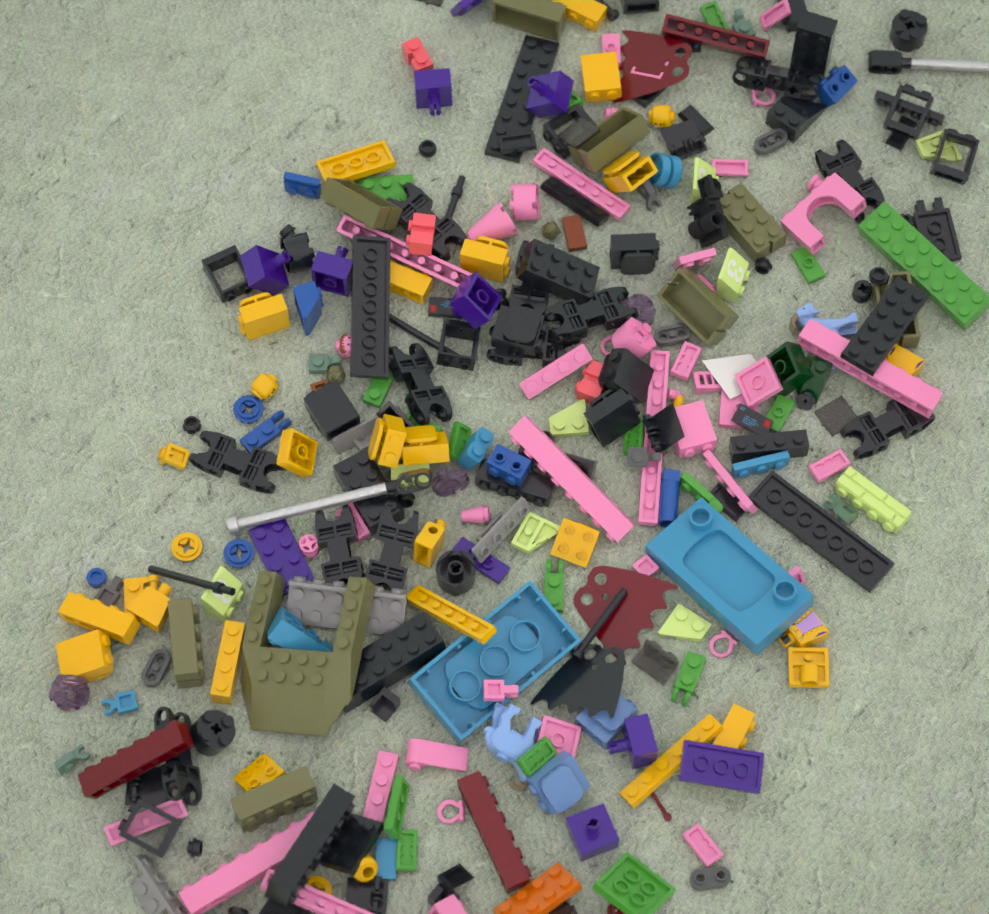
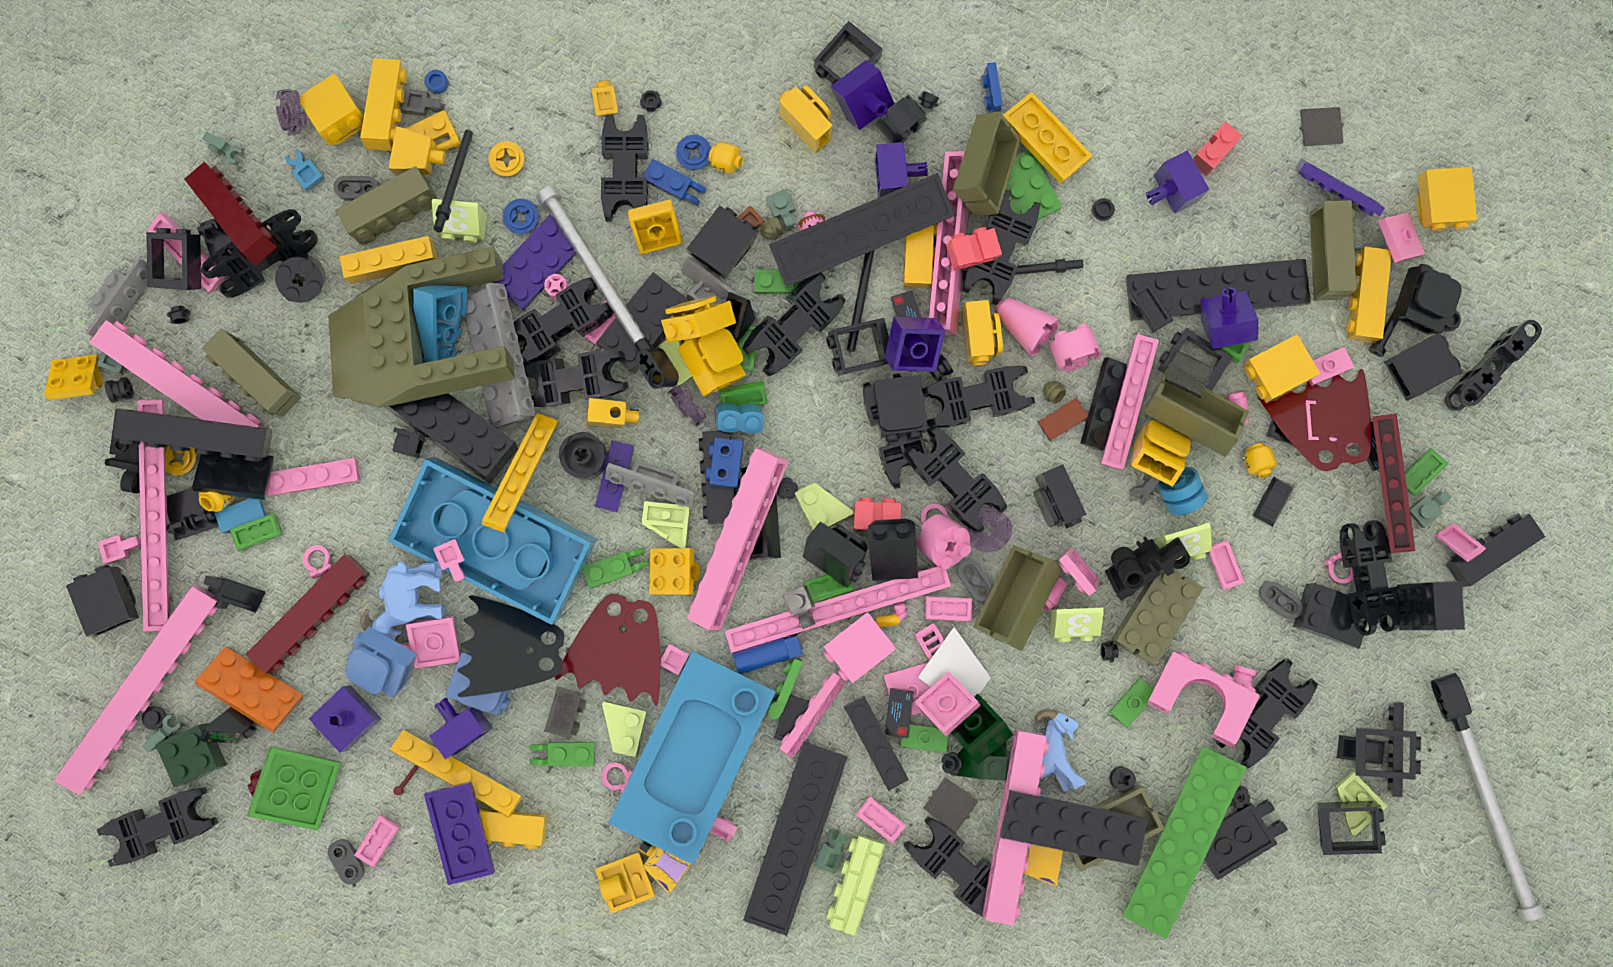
camera: 65 degrees right, 20 degrees up
(258, 773) = (275, 347): yellow plate -> none
(308, 304) = (838, 161): blue slope -> none
(396, 807) = (292, 503): bright green plate -> none
(435, 754) = (369, 519): bright pink door -> none
(476, 515) = (664, 450): bright pink cone -> none
(536, 756) = (396, 628): bright green plate -> none
(555, 371) = (871, 468): bright pink plate -> none
(558, 272) = (993, 422): black brick -> none
(577, 654) = (583, 635): black bar -> none
(663, 428) = (841, 618): black hinge -> none
(684, 139) = (1239, 497): black hinge -> none
(760, 465) = (849, 742): dark azure plate -> none
(836, 85) = (1390, 650): blue brick -> none
(878, 276) = (1139, 795): black plate -> none
(908, 30) = (1520, 707): black brick -> none

